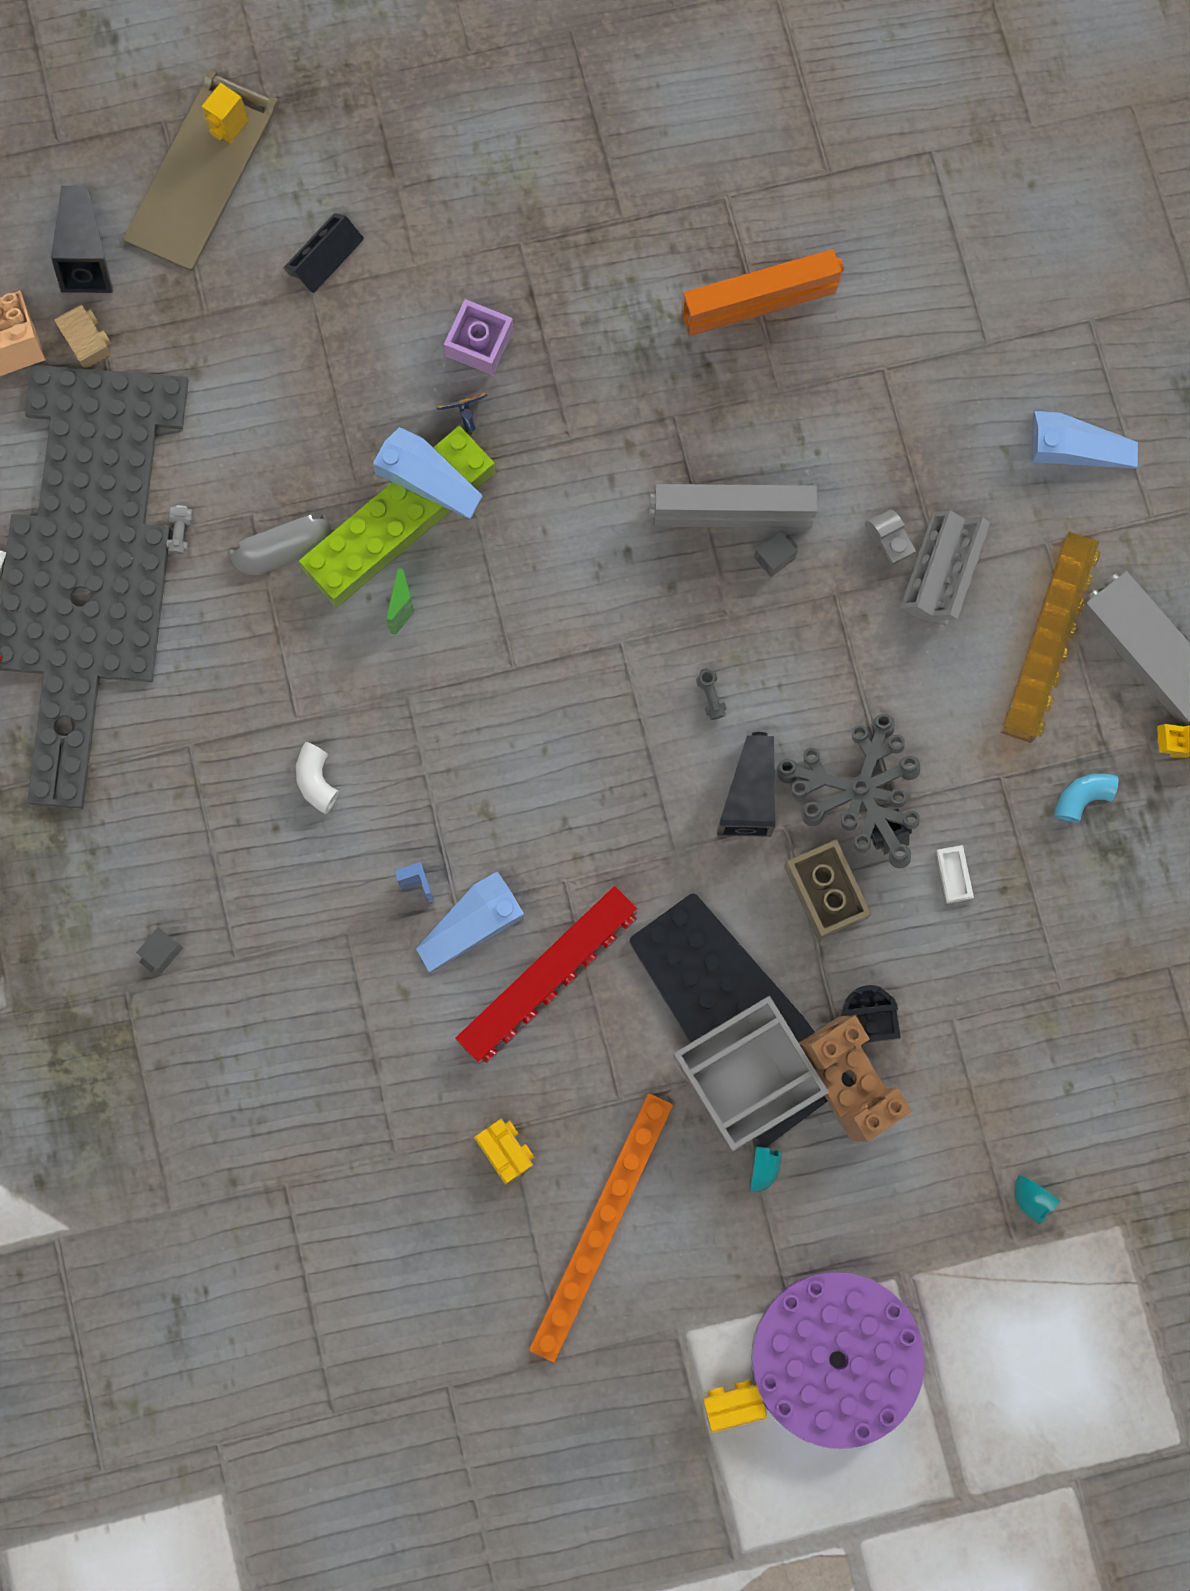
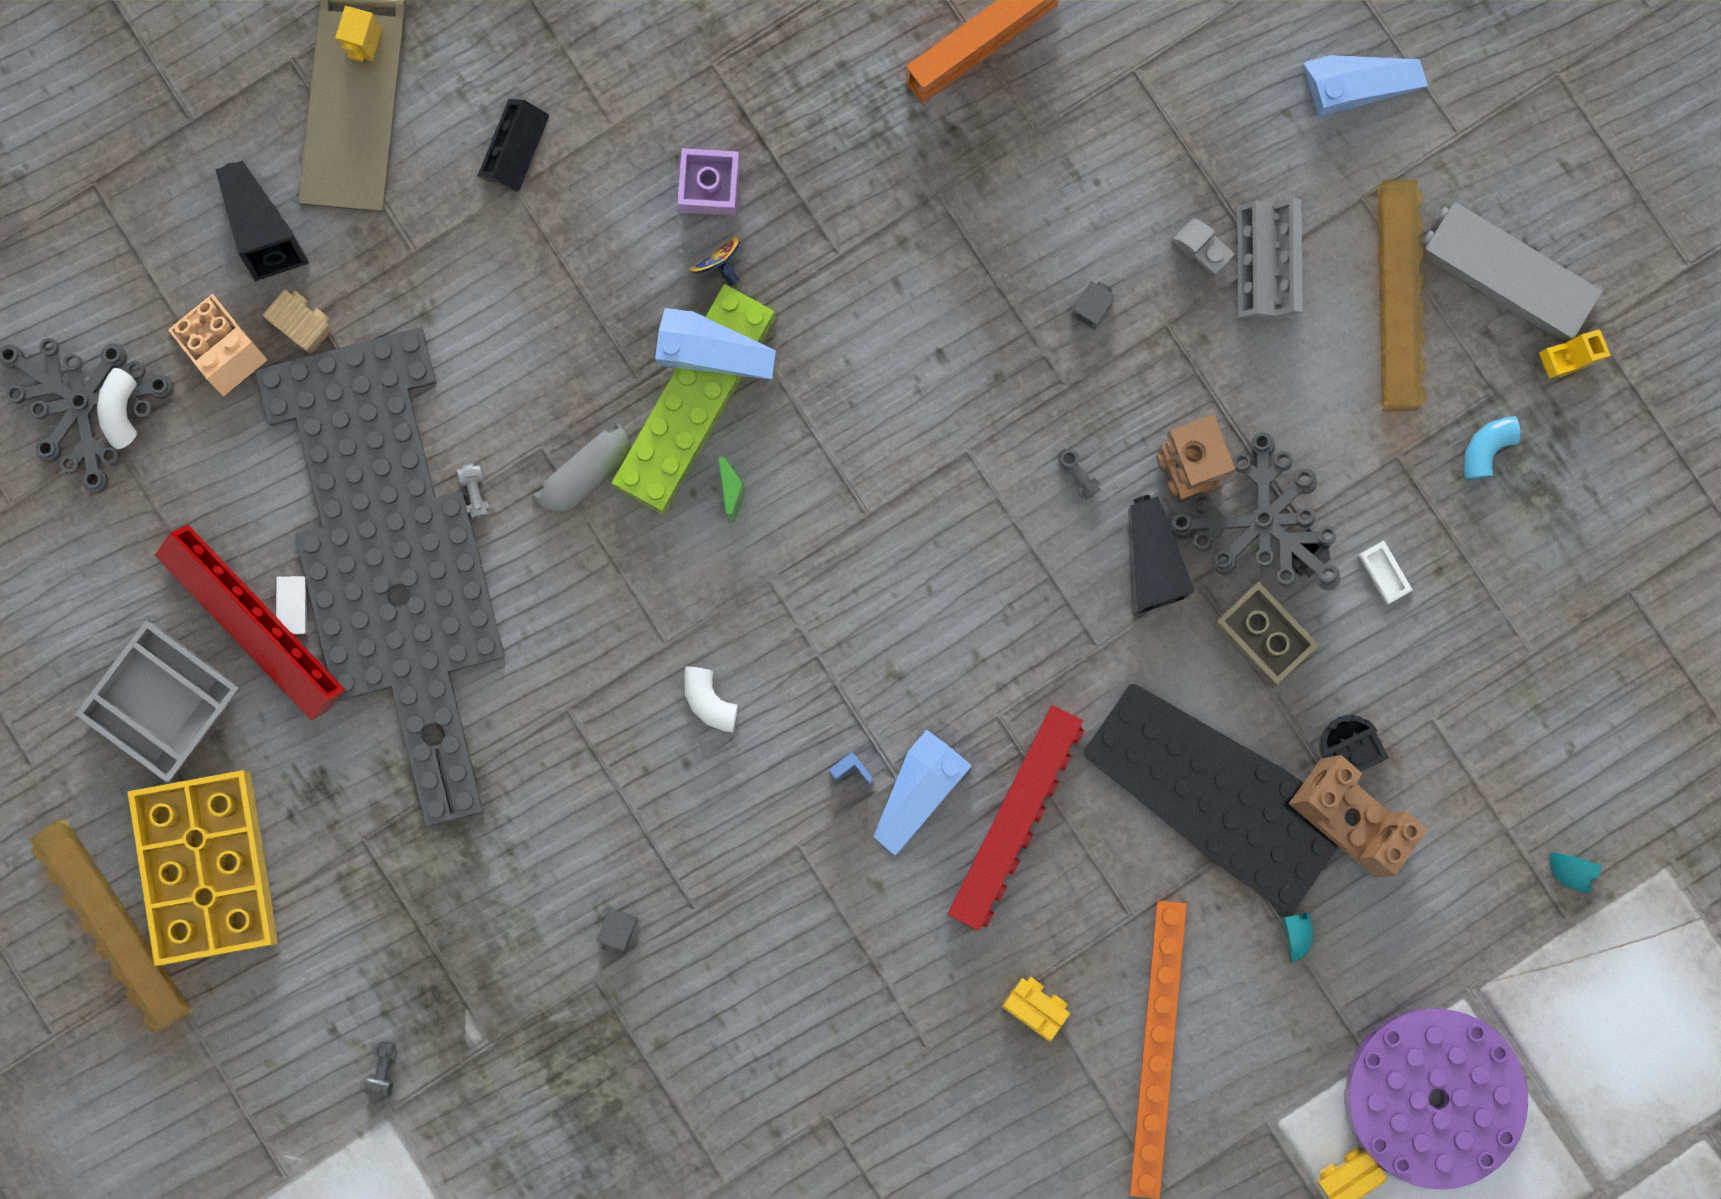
camera: 15 degrees left, 5 degrees up
(733, 505) = (1034, 271): light grey brick -> none
(750, 1074) = (1255, 848): light grey slope -> none
(816, 711) = (1200, 456): none -> medium nougat plate

